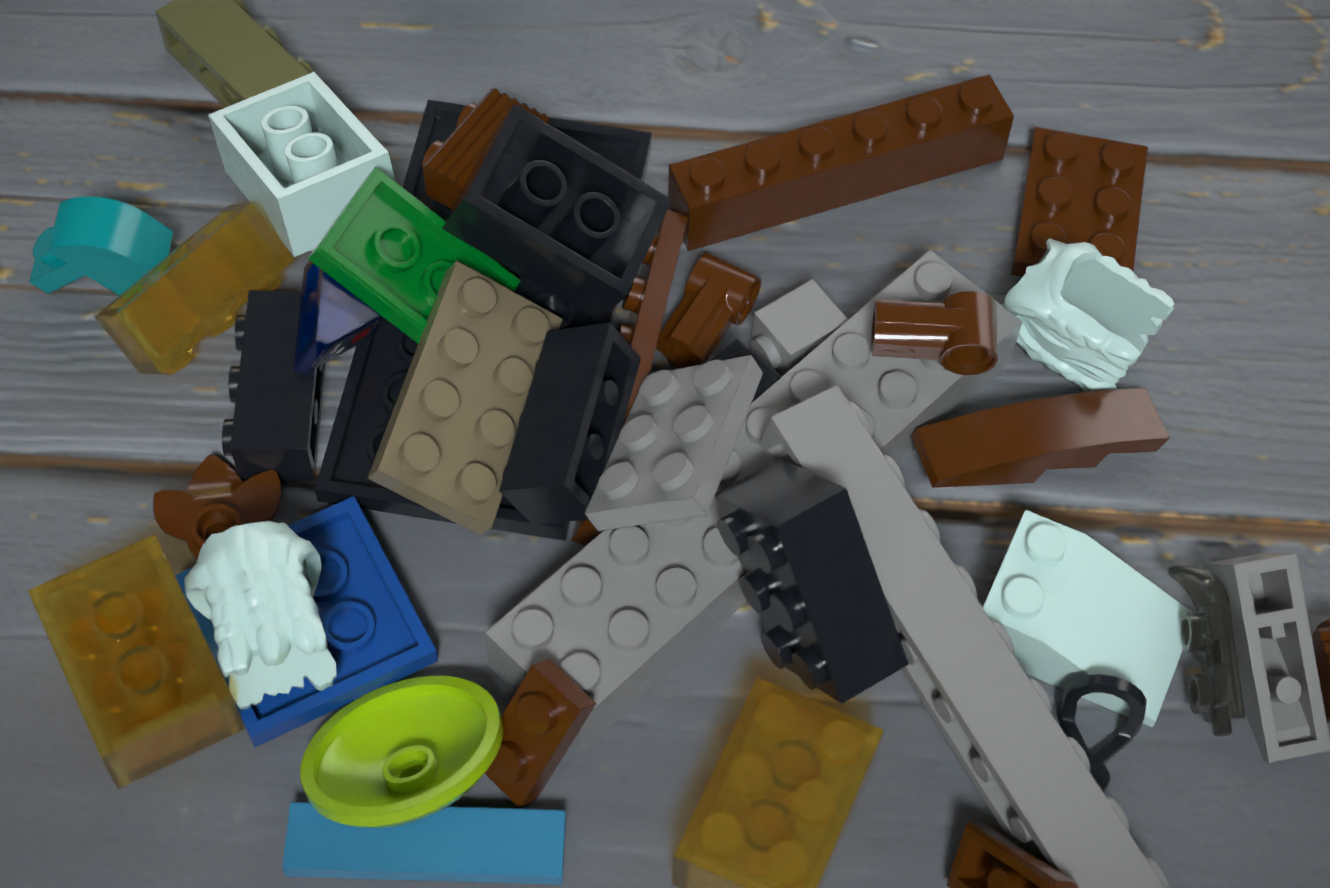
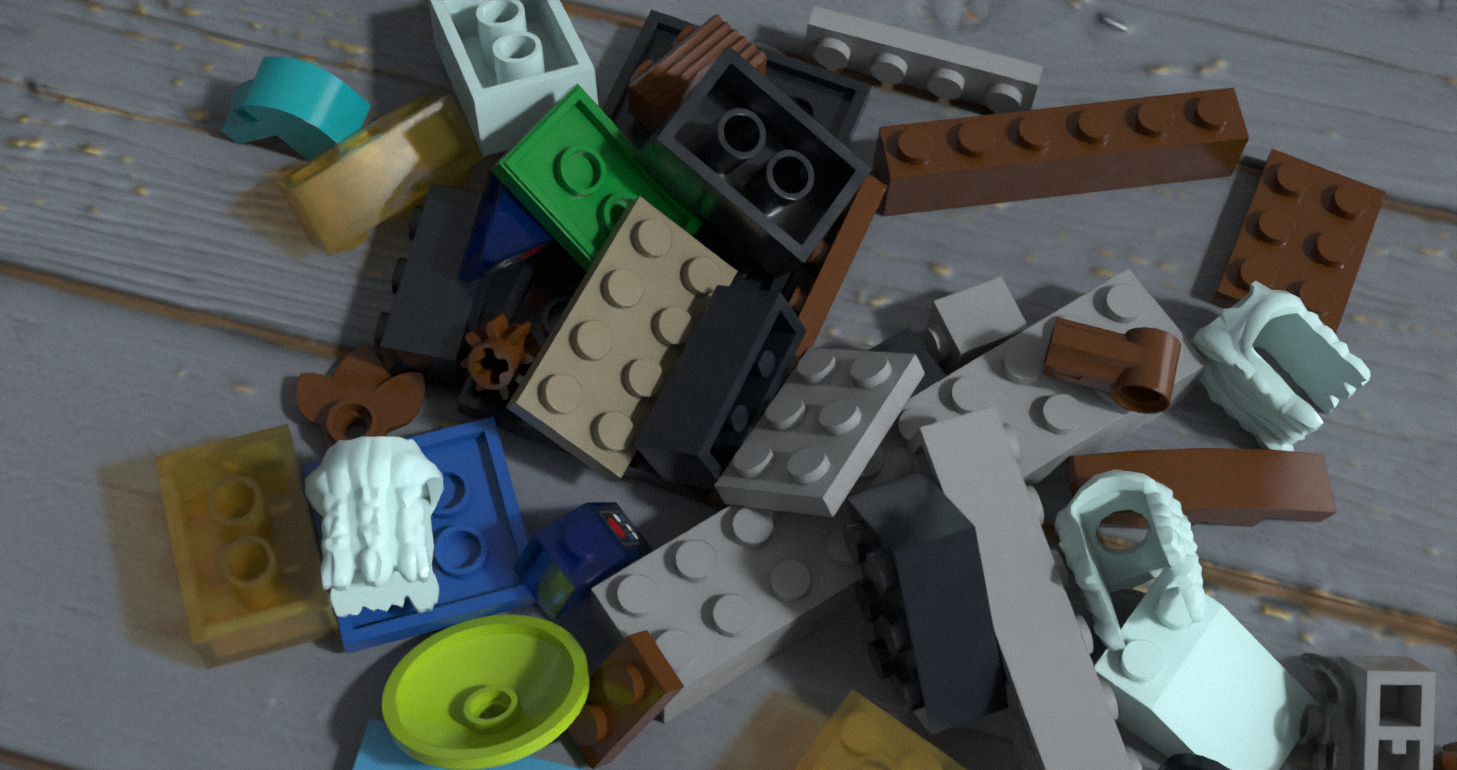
camera: 10 degrees right, 5 degrees up
(351, 419) = (500, 355): none -> reddish brown gear
(461, 606) = (578, 554): none -> clear blue slope
(691, 103) = (921, 61): none -> light grey plate
(712, 302) = (896, 276): reddish brown piece -> none
(969, 526) = (1107, 570): none -> light aqua piece

